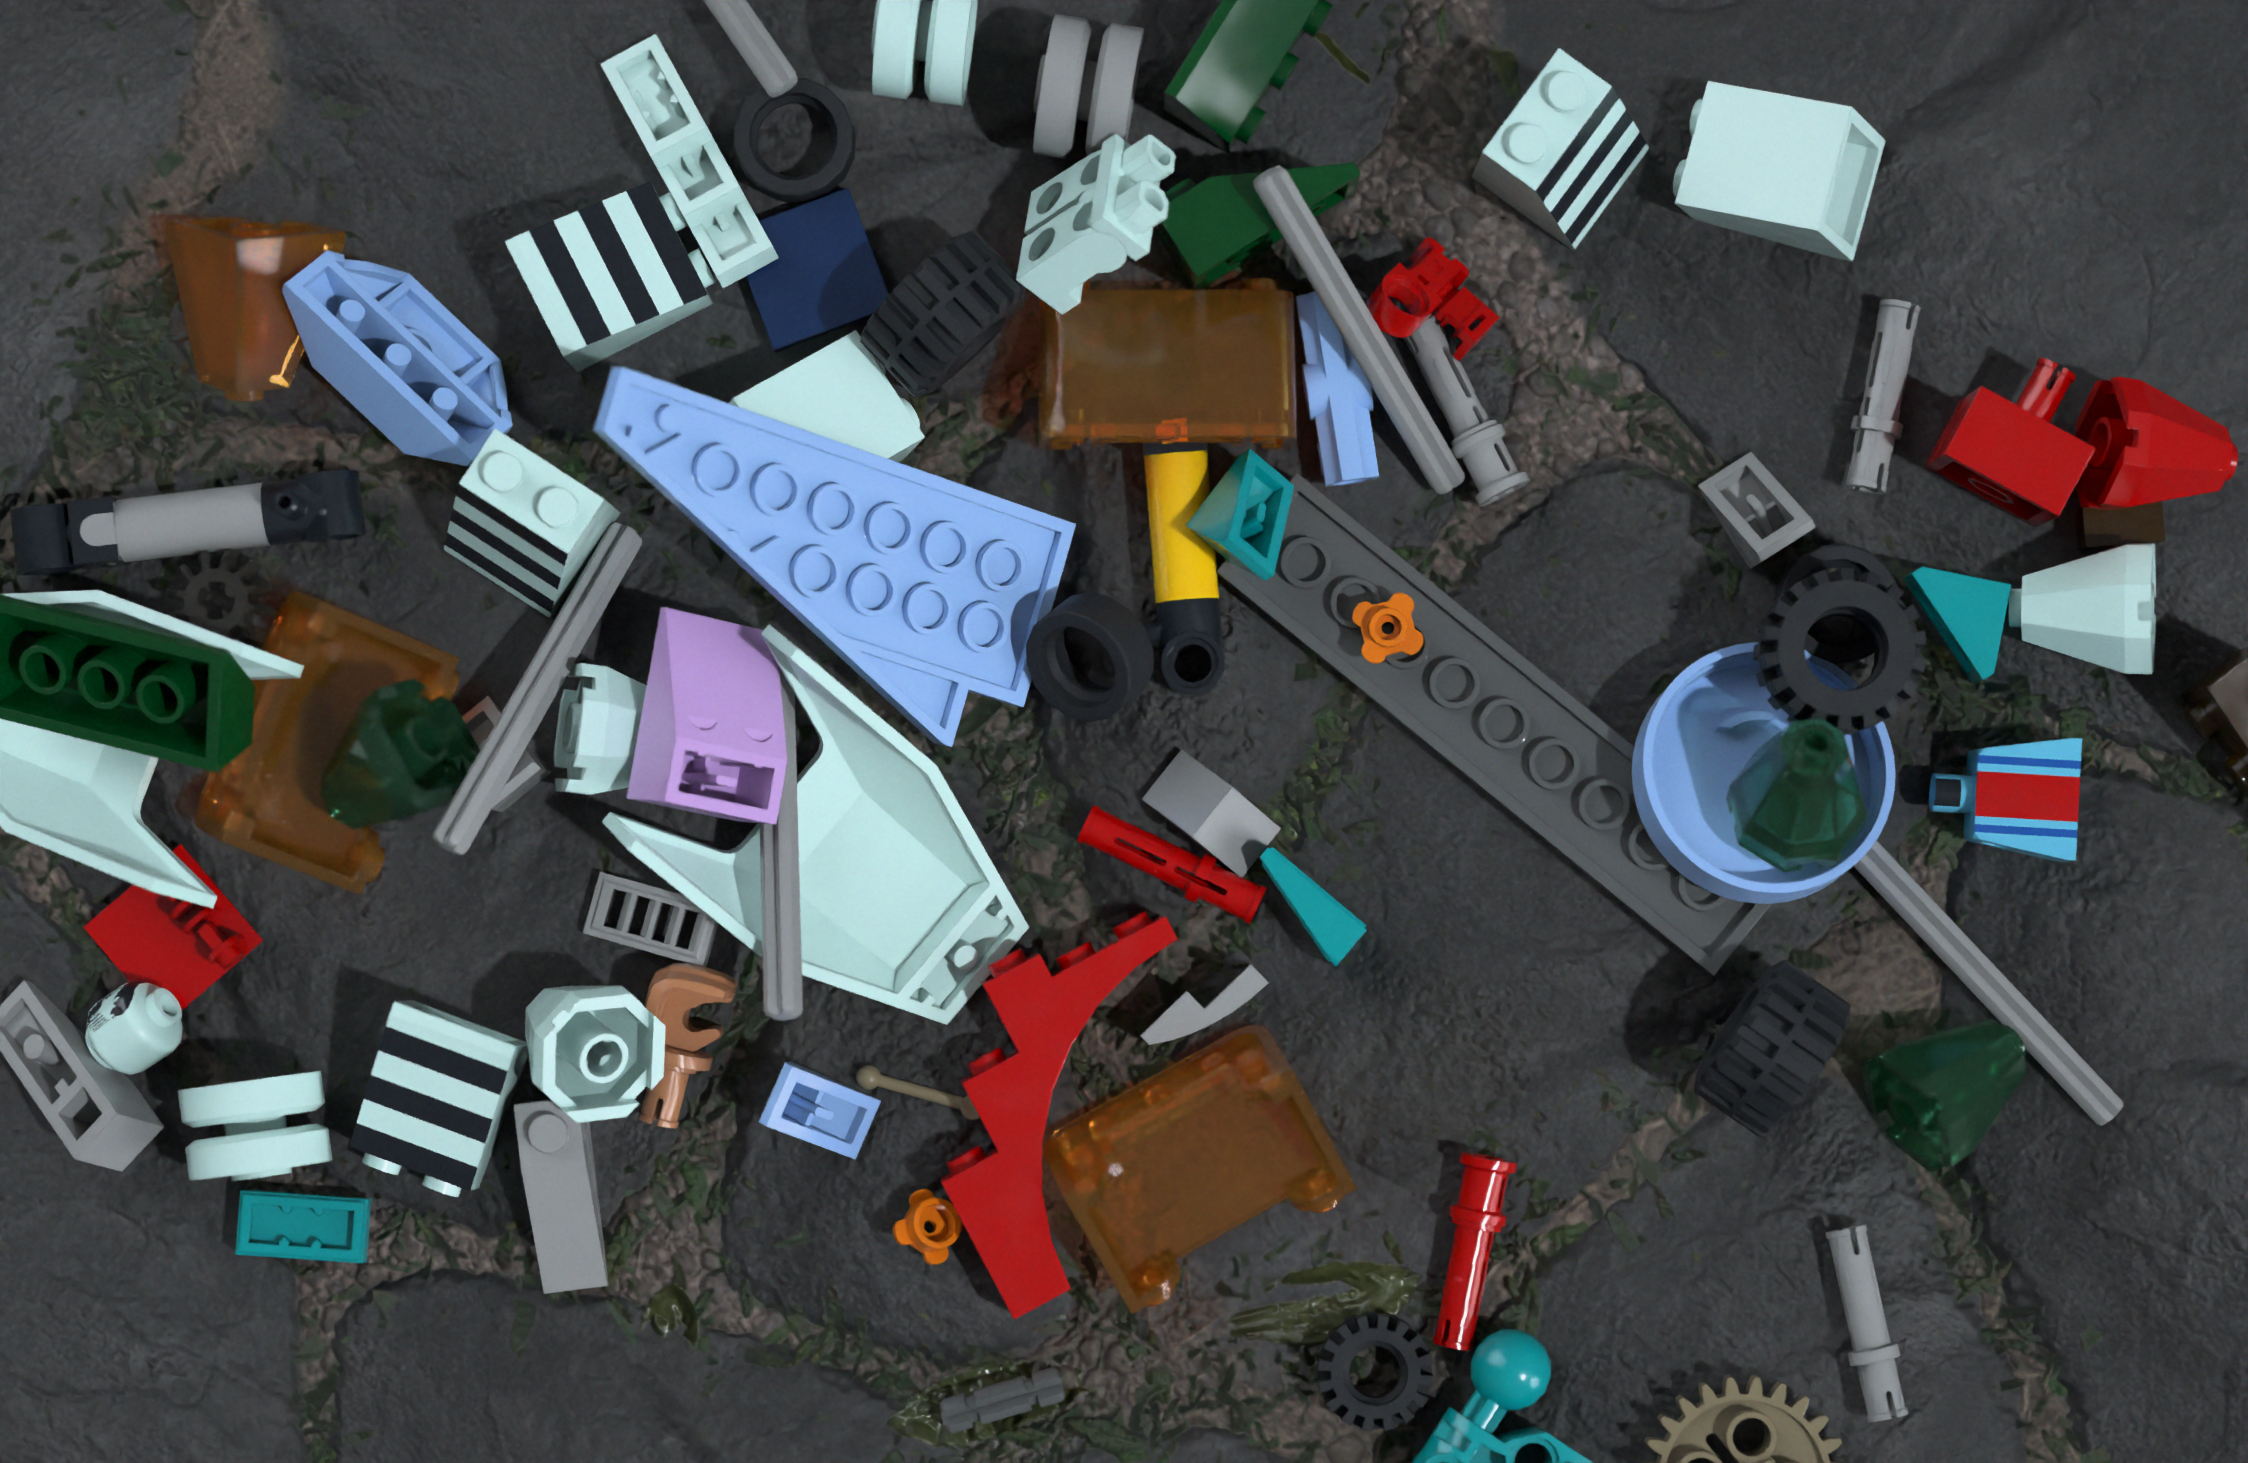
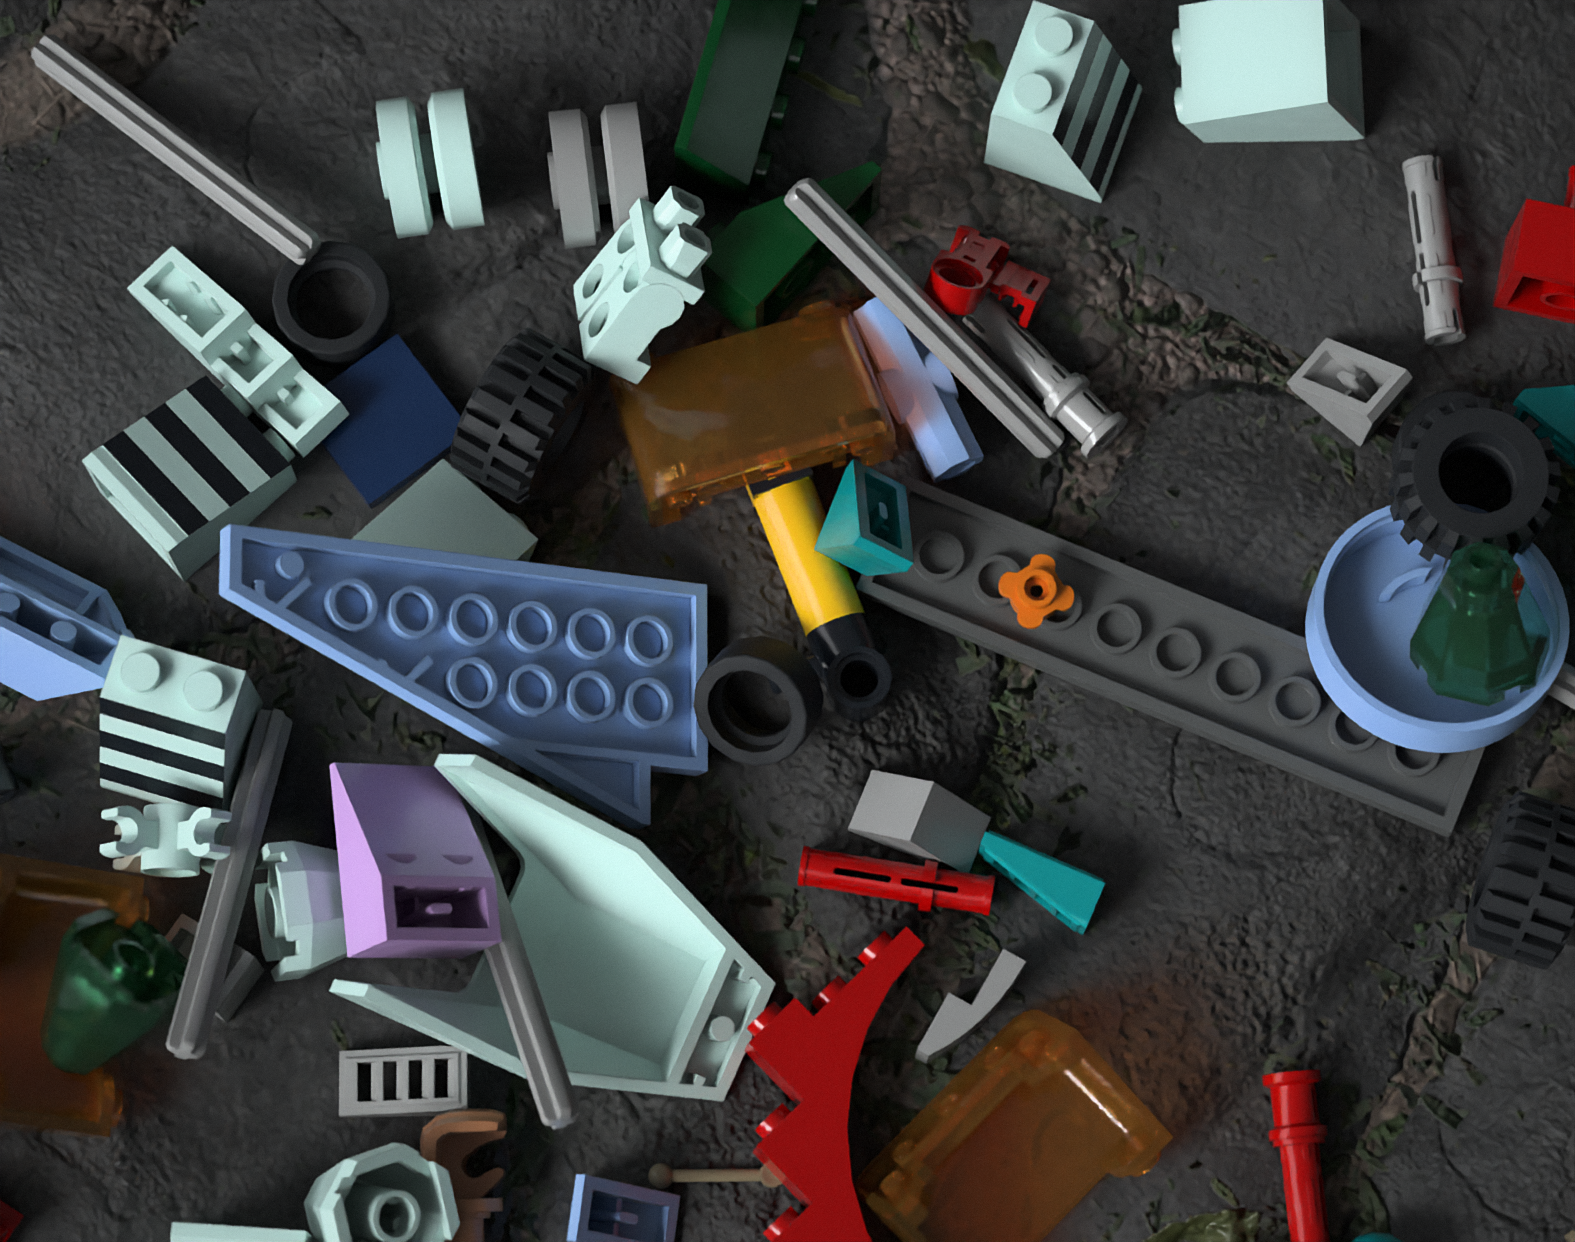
camera: 20 degrees left, 10 degrees down
(491, 628) = (167, 839): none -> light aqua pin

